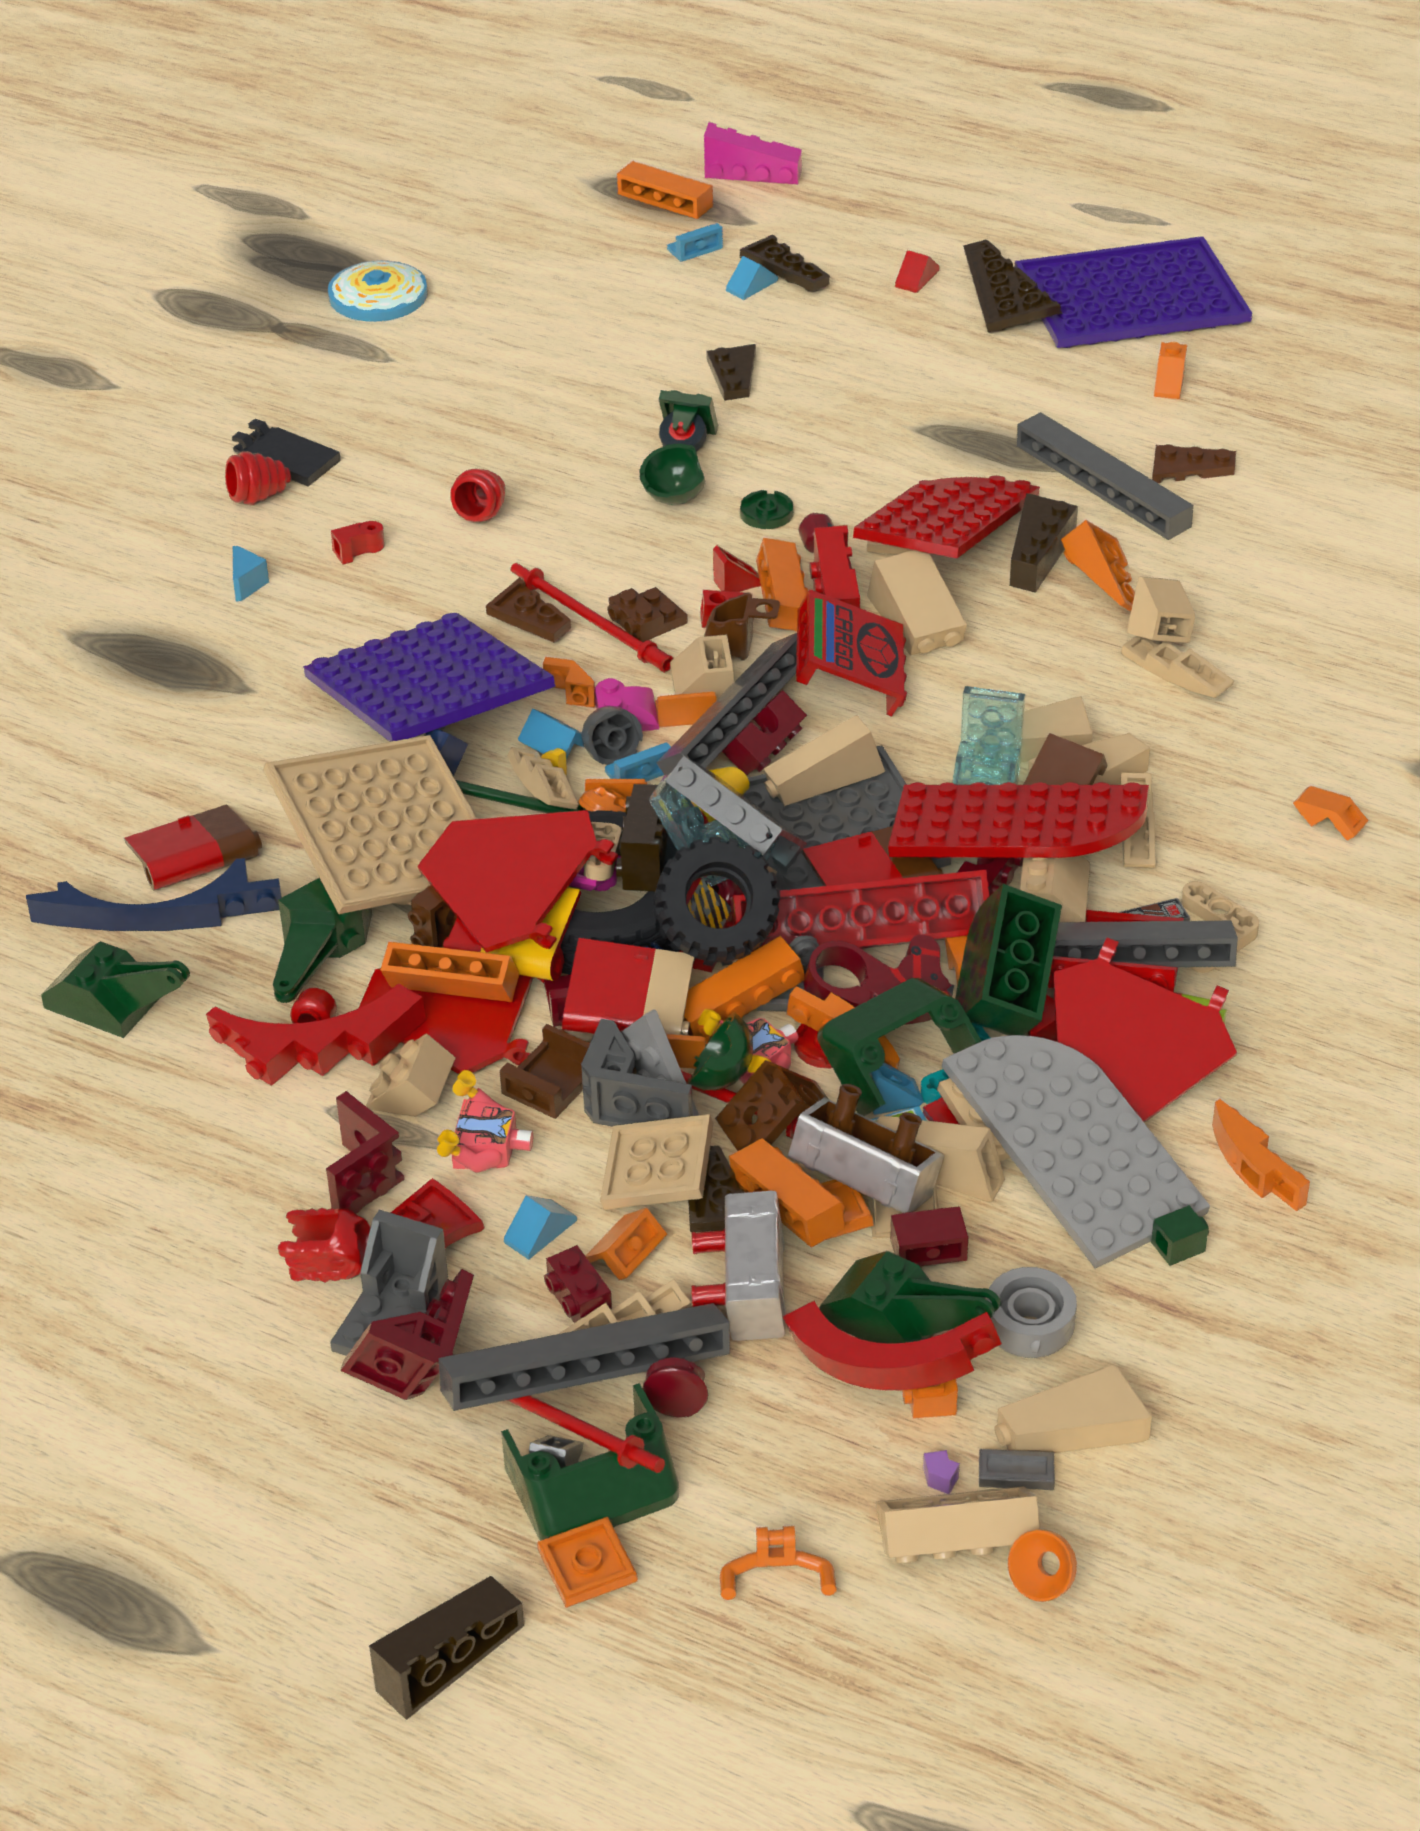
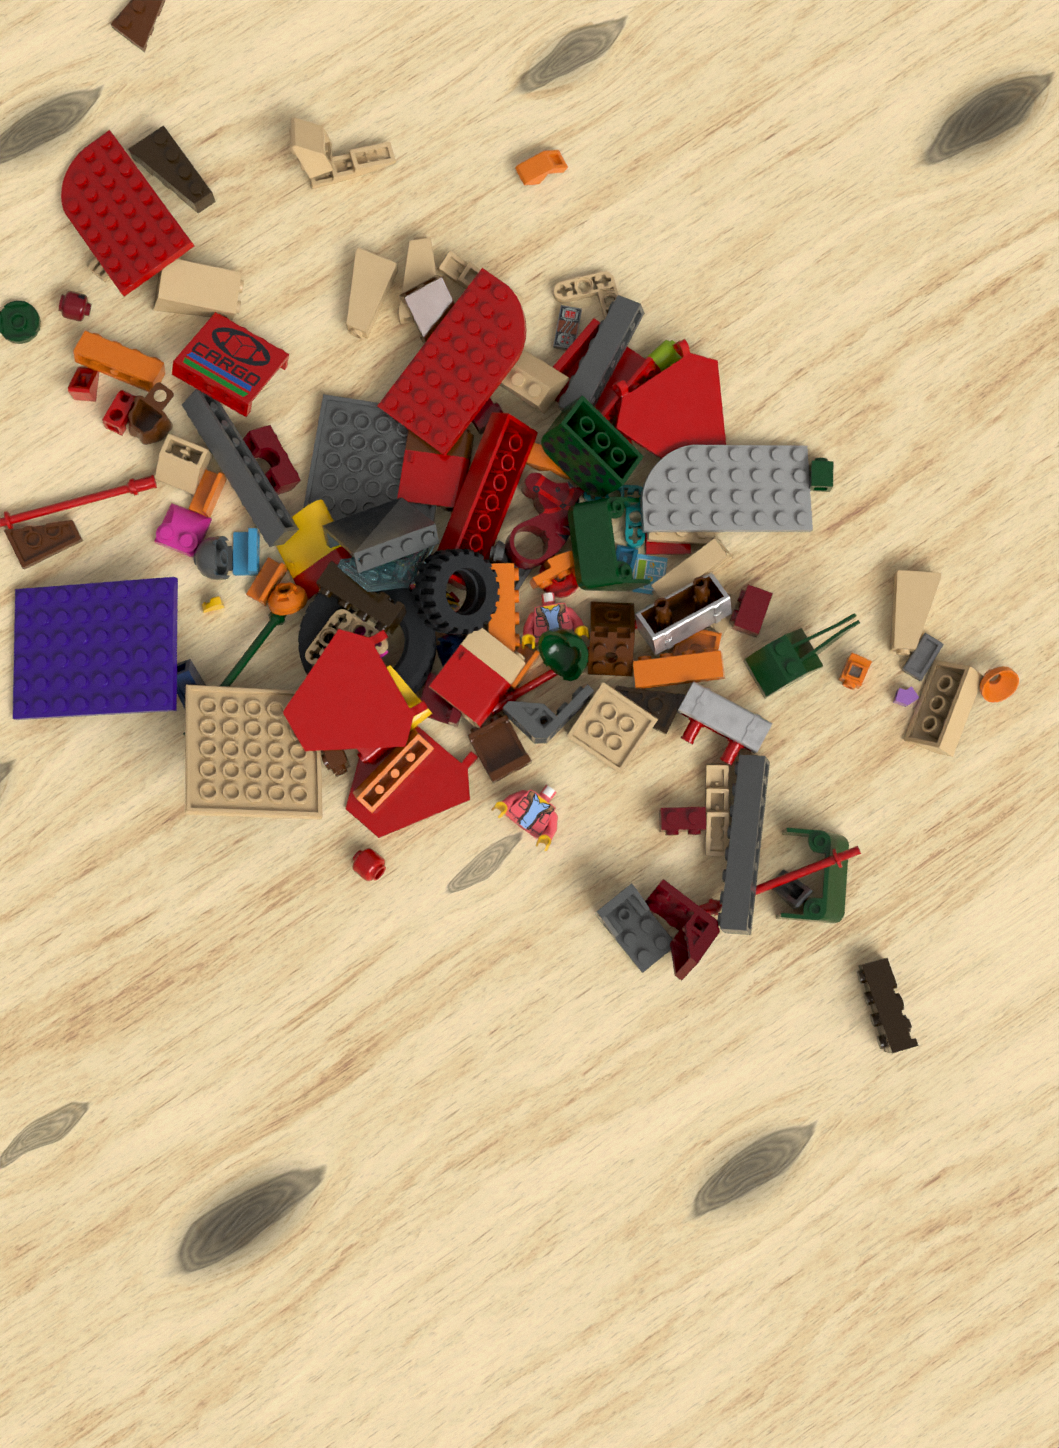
camera: 65 degrees left, 40 degrees up
(111, 988) = (280, 982): dark green slope -> none
(193, 846) = (159, 871): red door -> none
(204, 908) = (229, 870): dark blue slope -> none
(312, 935) = (310, 839): dark green slope -> none
(319, 1045) = (390, 903): red arch -> none
(327, 1244) = (579, 926): red piece -> none
(370, 1165) = (535, 892): dark red bracket -> none
(411, 1078) = (461, 833): tan slope -> none
(443, 1209) = (581, 874): red plate -> none
(537, 1225) = (616, 815): dark azure slope -> none
(541, 778) = (236, 625): tan slope -> none
(547, 733) = (192, 590): dark azure panel -> none
(572, 678) = (147, 550): orange slope -> none
(587, 1562) = (867, 908): orange plate -> none
(628, 1242) = (657, 775): orange panel -> none
(645, 613) = (89, 465): reddish brown plate -> none
(653, 1051) = (546, 690): light grey wing -> none
(676, 1387) = (784, 804): dark red piece -> none
(776, 1557) = (911, 813): orange piece -> none
(825, 764) = (336, 447): tan slope -> none
(832, 566) = (136, 325): red wedge -> none
(890, 1365) = (827, 700): red arch -> none
(990, 737) = (385, 342): clear light blue bracket -> none
(1039, 1295) = (847, 576): light grey piece -> none
(1101, 560) = (215, 145): orange wedge -> none
(1105, 476) = (124, 80): dark grey brick -> none
(1248, 1155) = (778, 400): orange slope -> none

